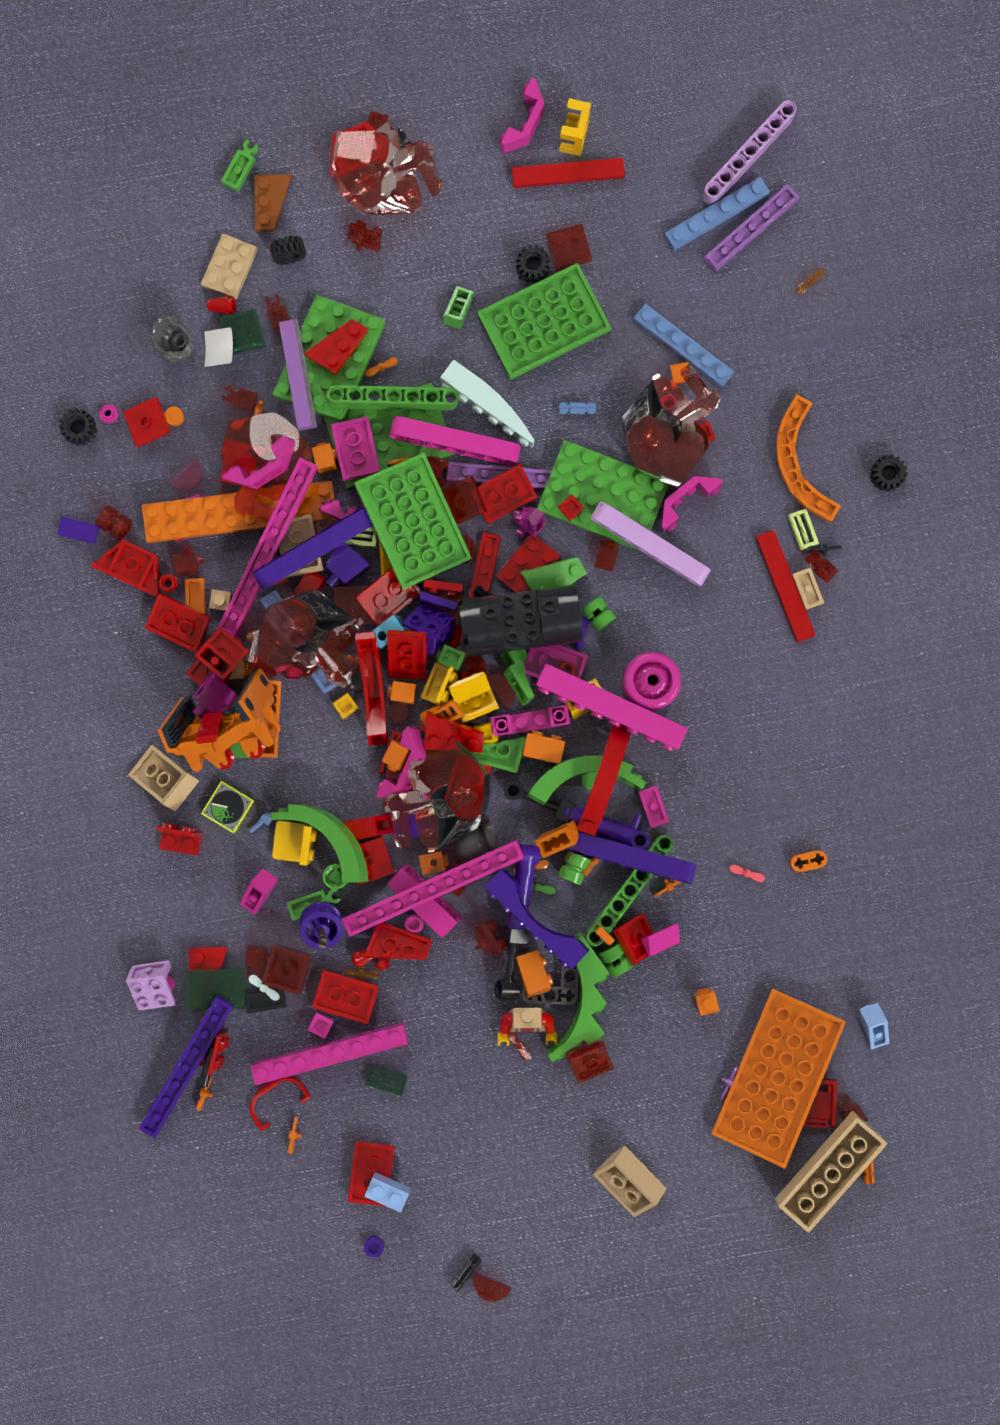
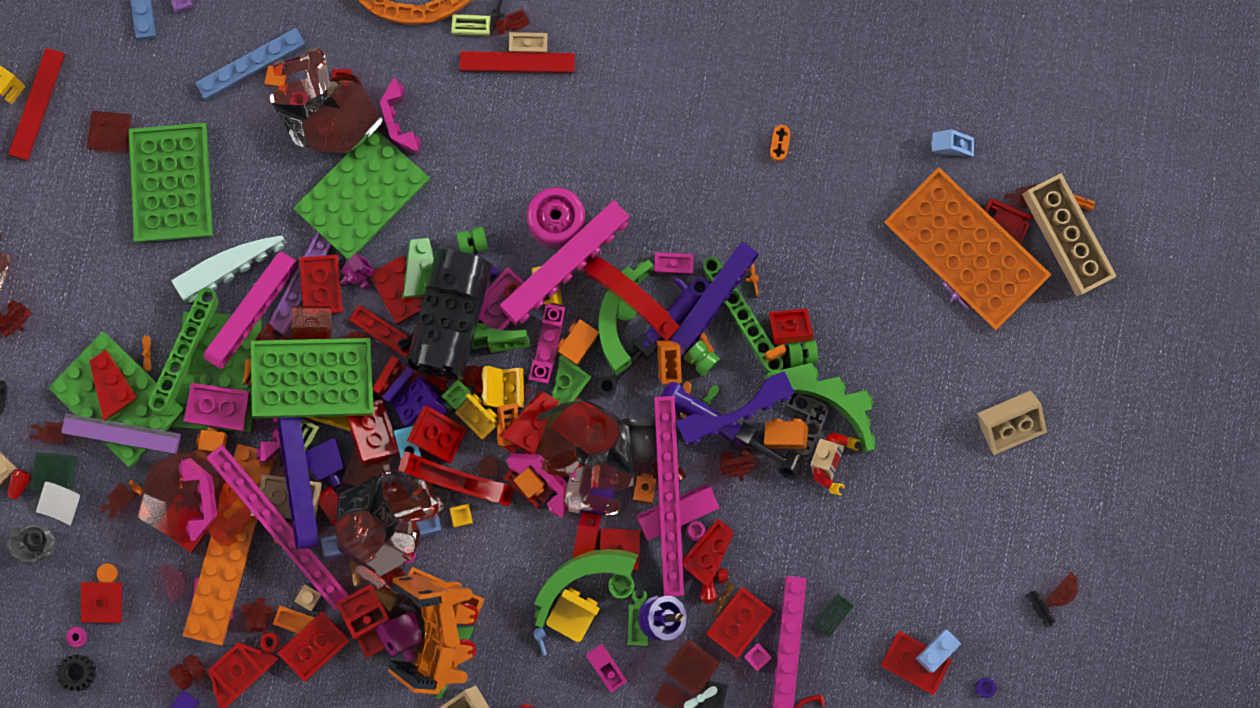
camera: 75 degrees left, 5 degrees down
(210, 727) = (430, 645): red tile -> none
(227, 807) = (512, 667): tile -> none
(402, 692) = (471, 455): orange brick -> none
(455, 318) = (130, 265): bright green slope -> none
(488, 733) = (542, 387): yellow plate -> none
(502, 689) = (507, 359): clear red plate -> none
(519, 1046) = (849, 475): clear red piece -> none
(537, 253) = (118, 179): black tyre -> none
(570, 508) = (361, 227): red tile -> none
(577, 408) = (267, 184): medium blue axle -> none
(590, 1061) = (887, 414): clear red plate -> none
(607, 555) = (419, 212): clear red bracket -> none
(650, 544) = (426, 167): lavender beam -> none
(661, 939) = (800, 304): dark pink slope -> none
(706, 1001) = (873, 286): orange brick -> none
(747, 873) = (769, 203): coral piece -> none

